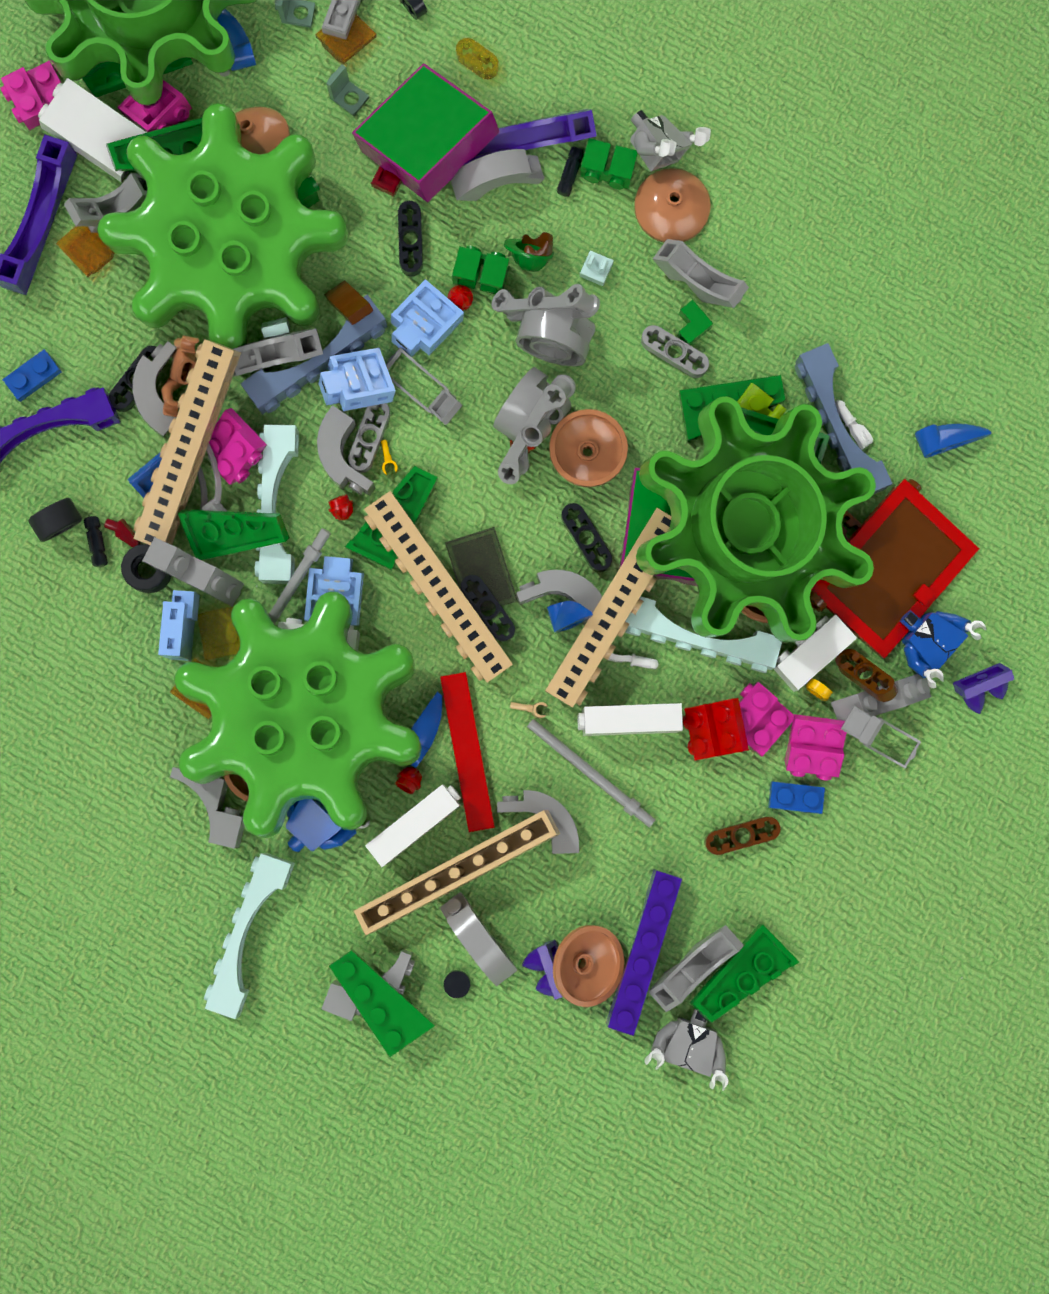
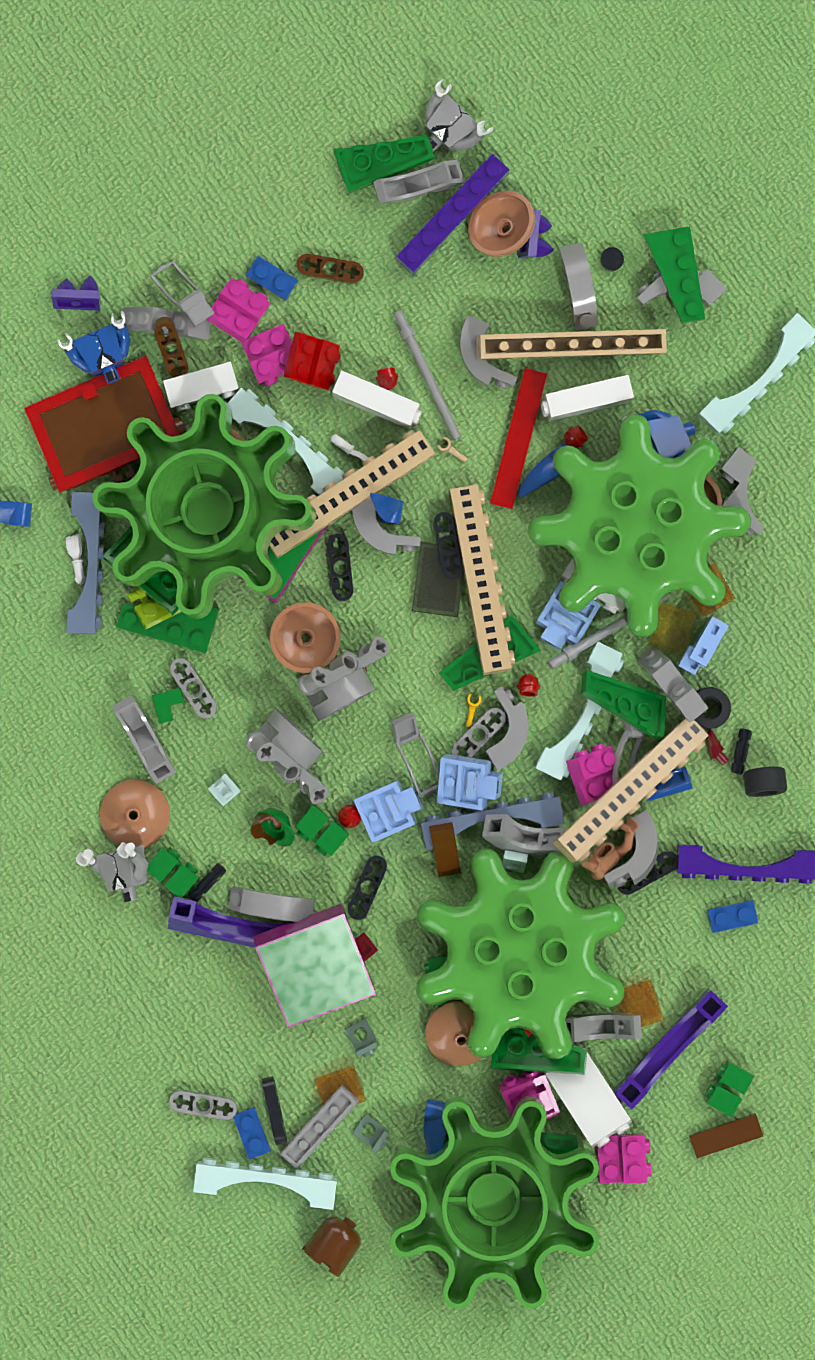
camera: 150 degrees left, 5 degrees up
(479, 55) = (243, 1015): clear yellow beam -> none
(630, 749) = (387, 378): none -> red plate
(818, 689) = (212, 354): yellow tile -> none

